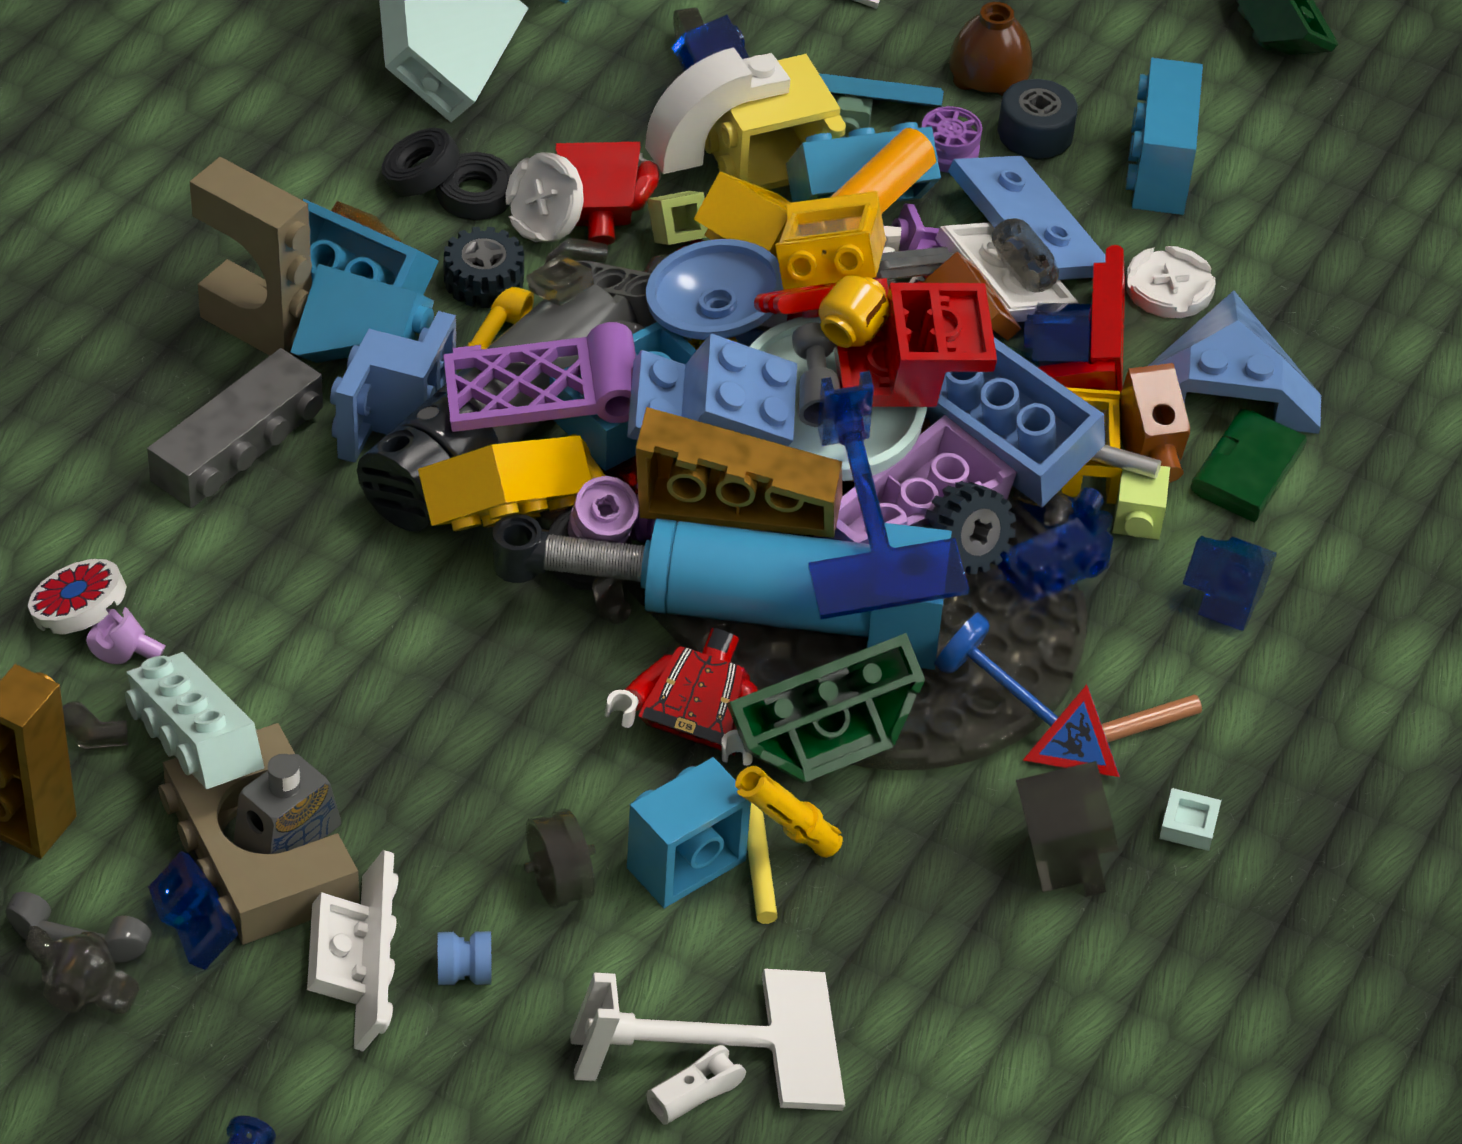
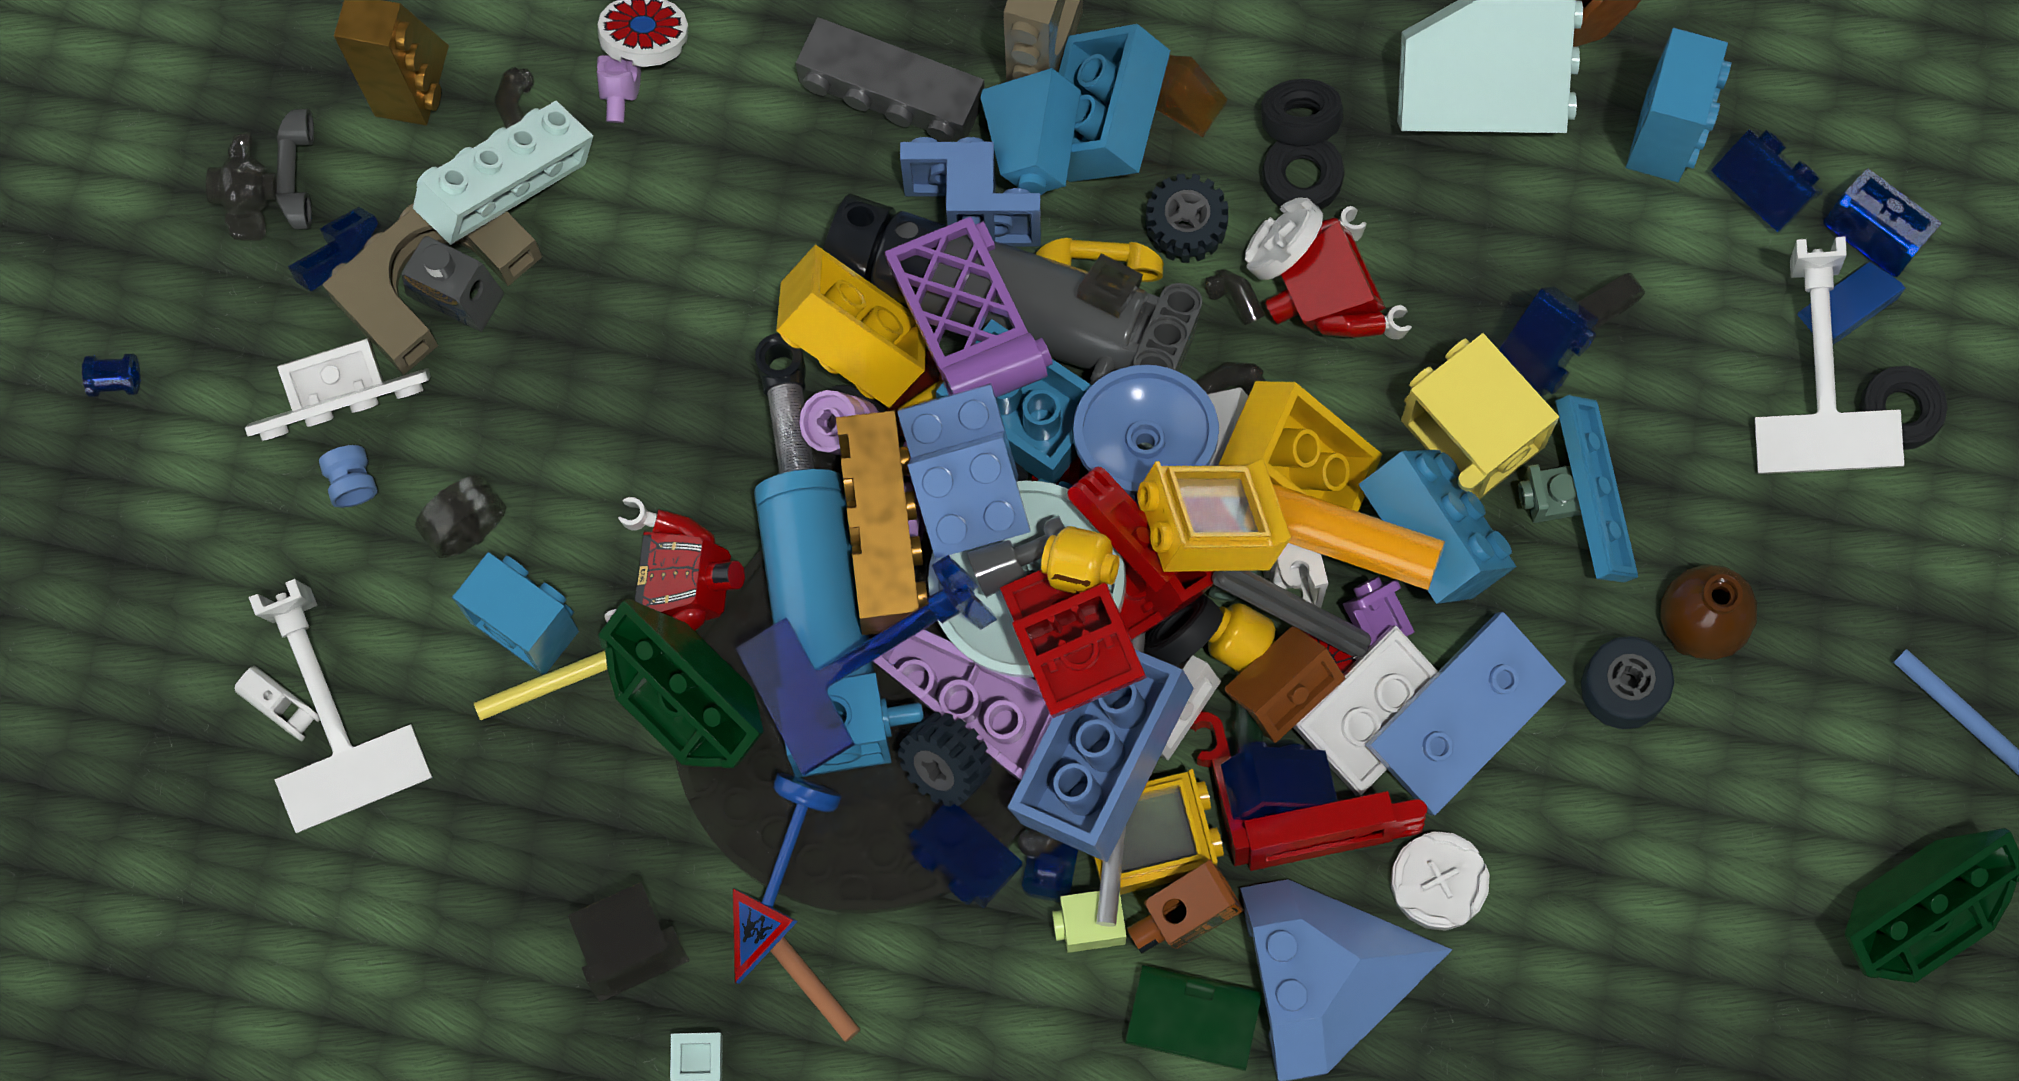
camera: 80 degrees right, 25 degrees up
(674, 217) = (1316, 367): yellowish green brick -> none
(701, 97) = (1457, 346): white arch -> none
(799, 819) = (557, 706): yellow pin -> none
(952, 136) = (1559, 602): medium lavender wheel -> none
(1032, 250) = (1373, 718): clear smoke beam -> none
(1164, 135) = (1634, 820): dark azure brick -> none
(1231, 576) = (1010, 1031): clear blue brick -> none

